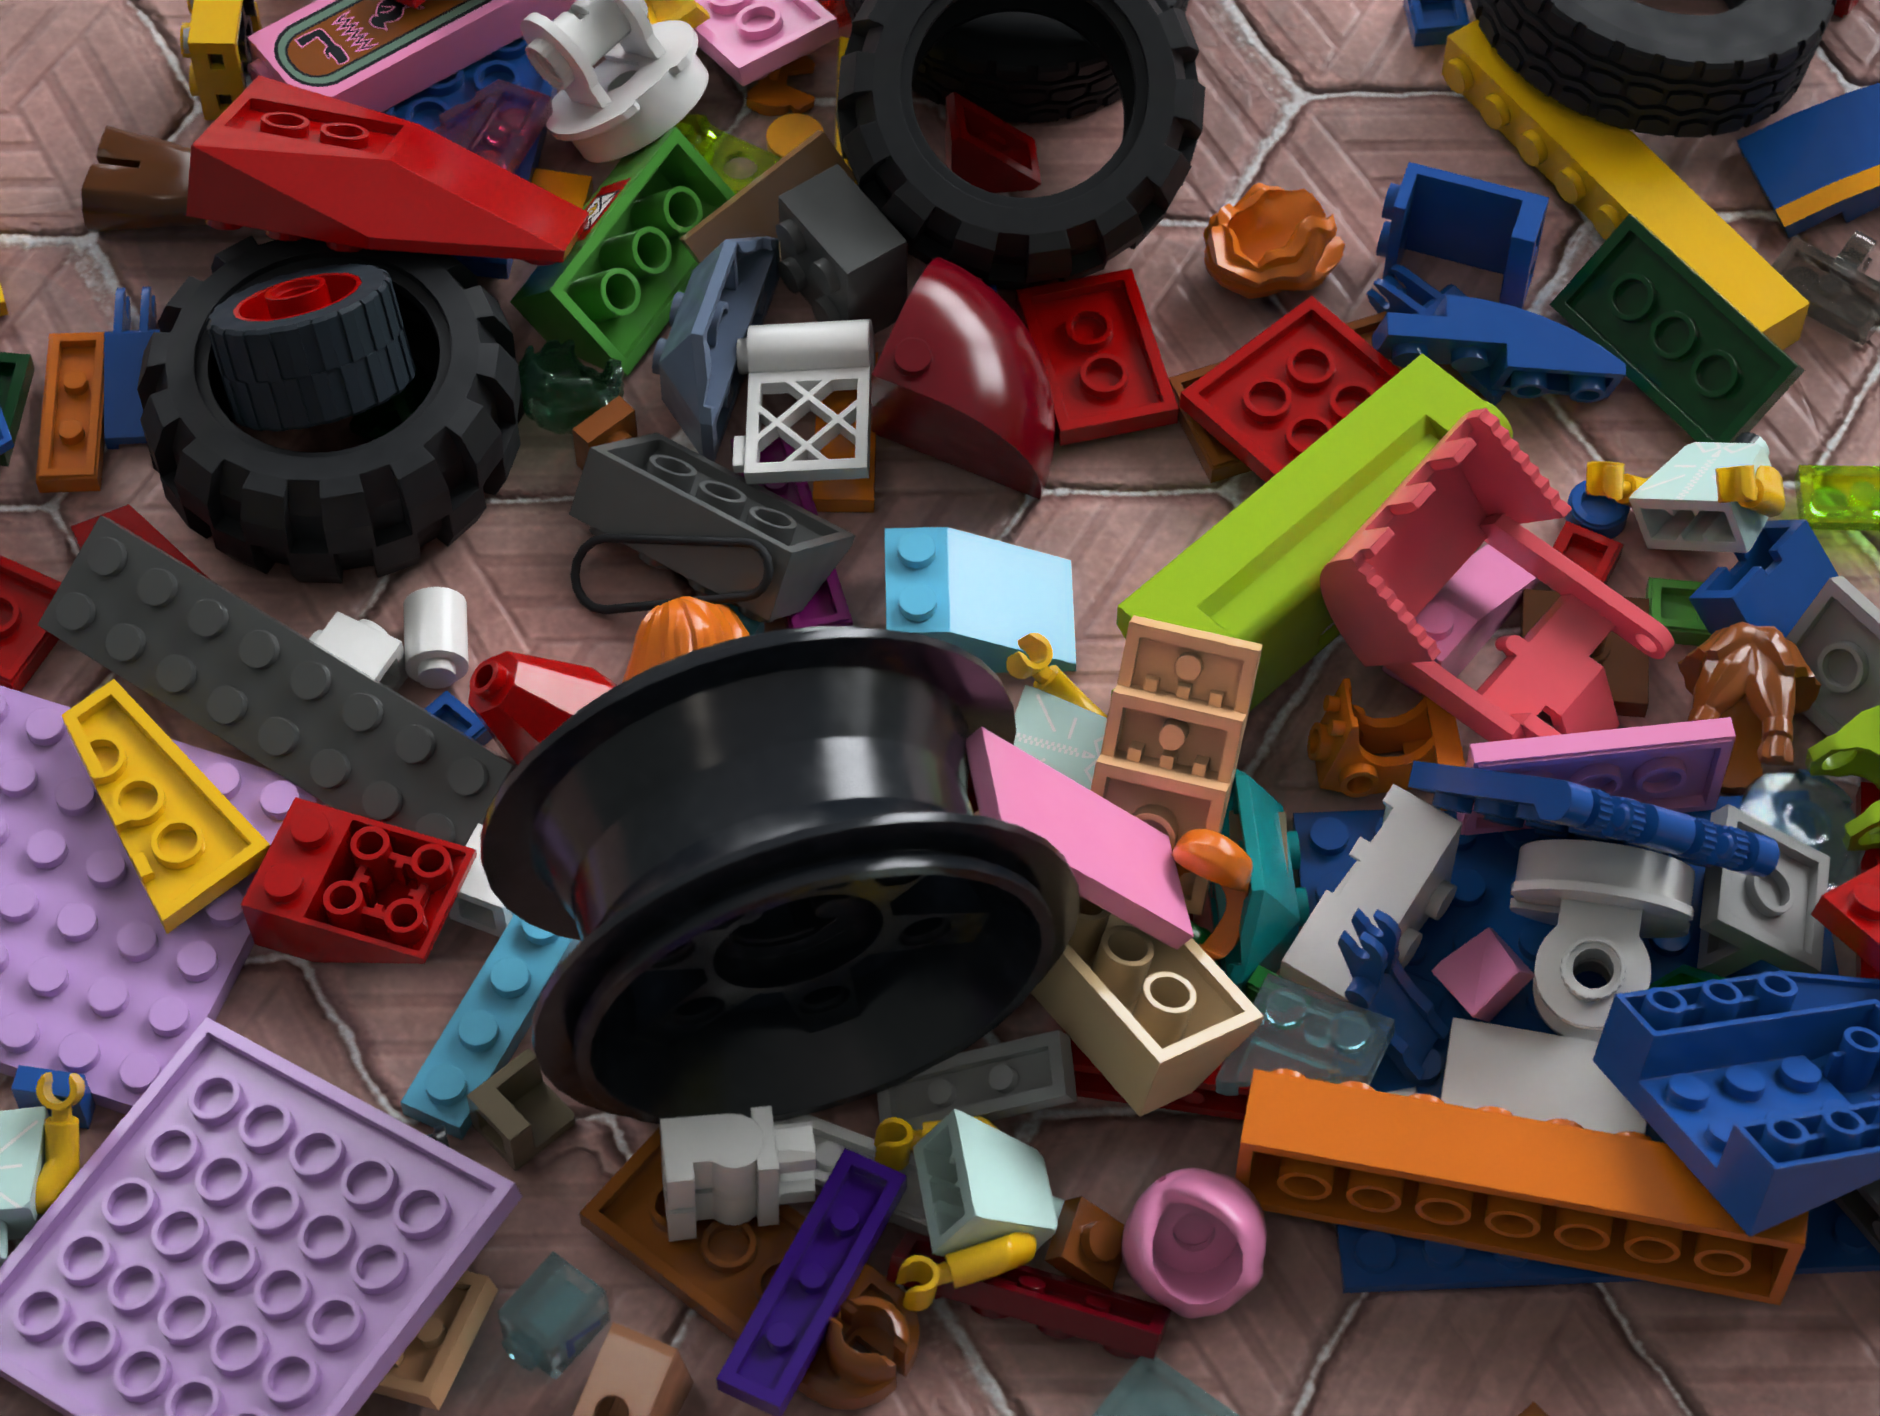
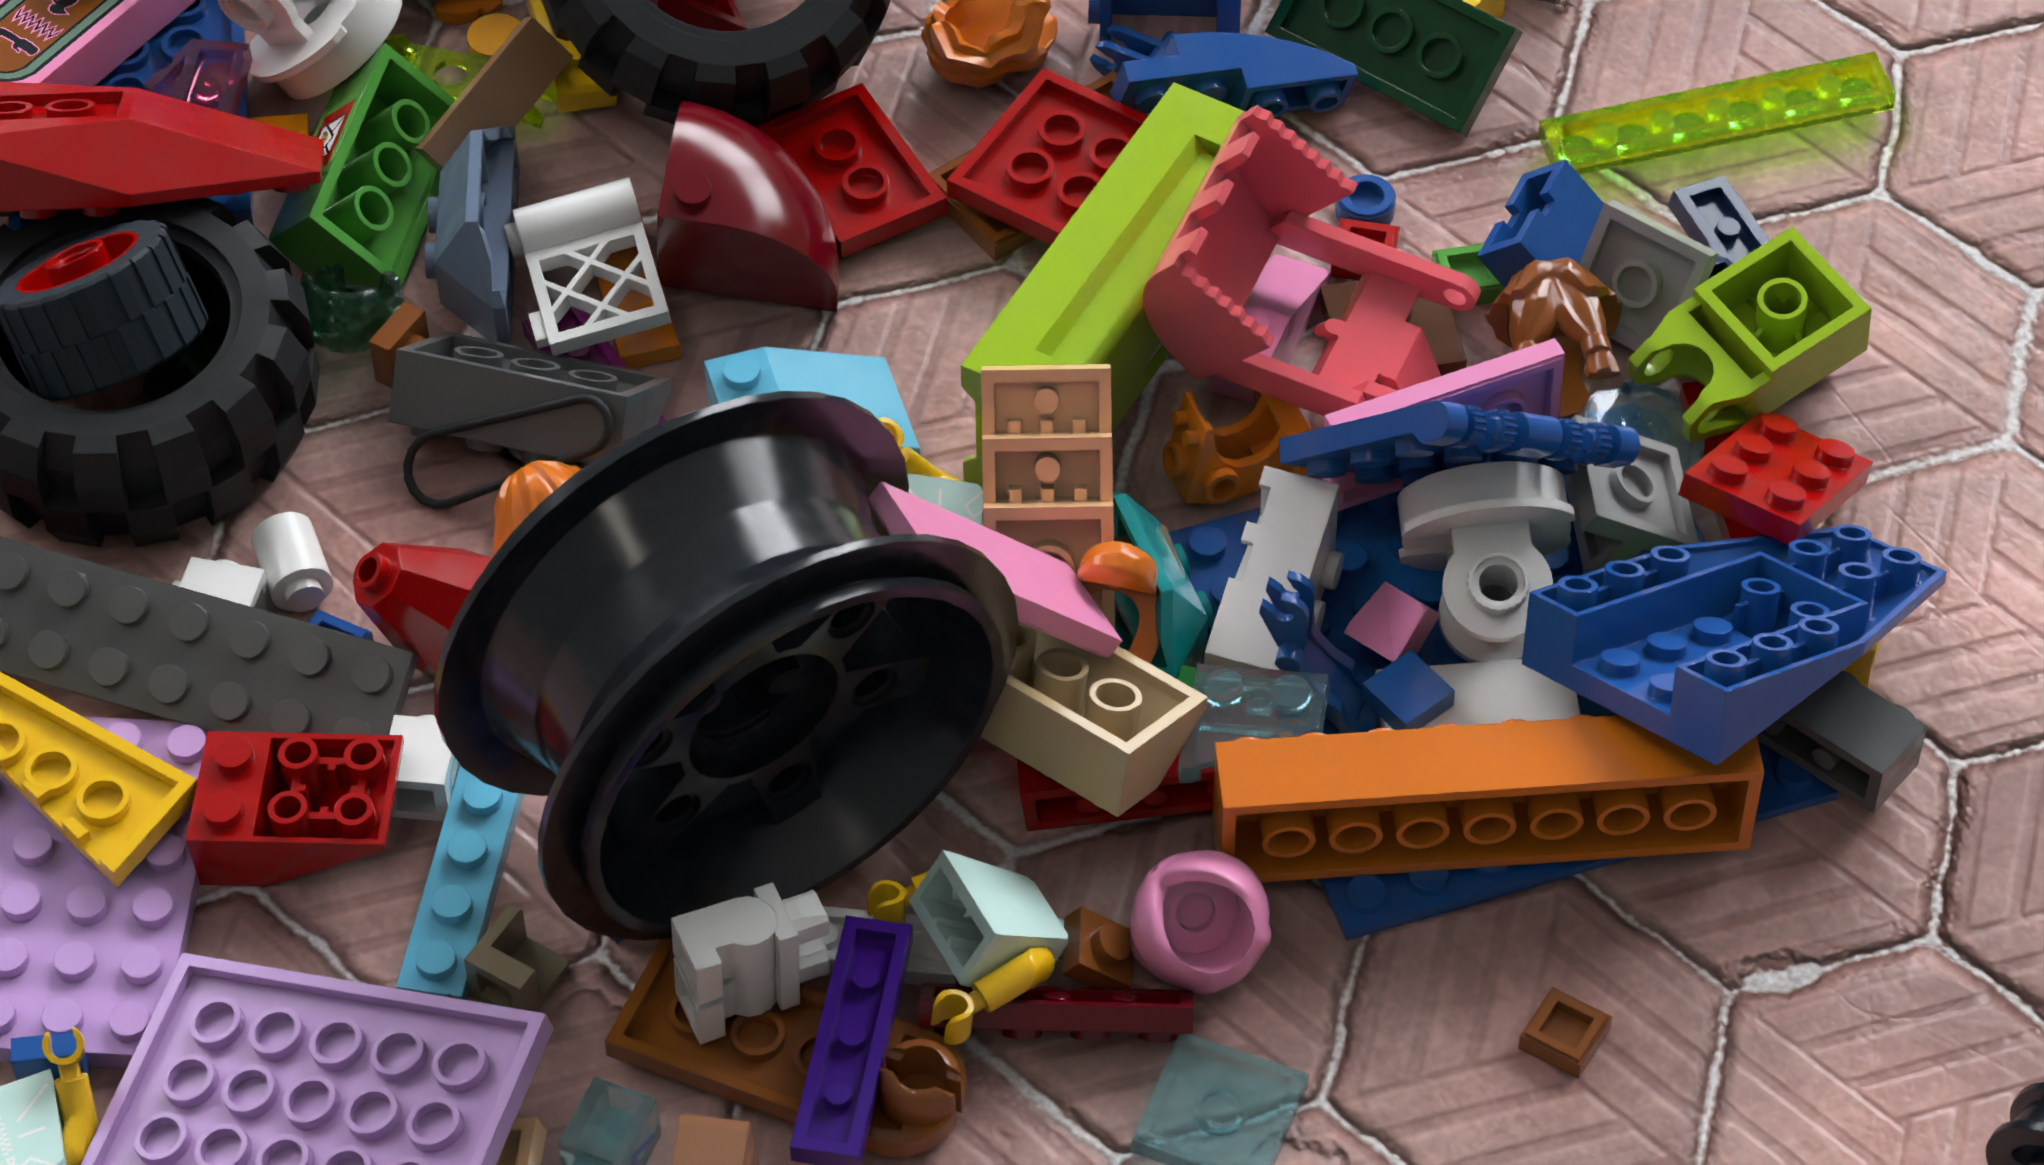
camera: 15 degrees left, 5 degrees down
(841, 251) = (580, 123): dark grey brick -> none
(988, 1082) = (967, 822): light grey plate -> none
(1475, 1054) = (1407, 693): none -> blue tile
(1701, 498) = (1459, 166): torso -> none

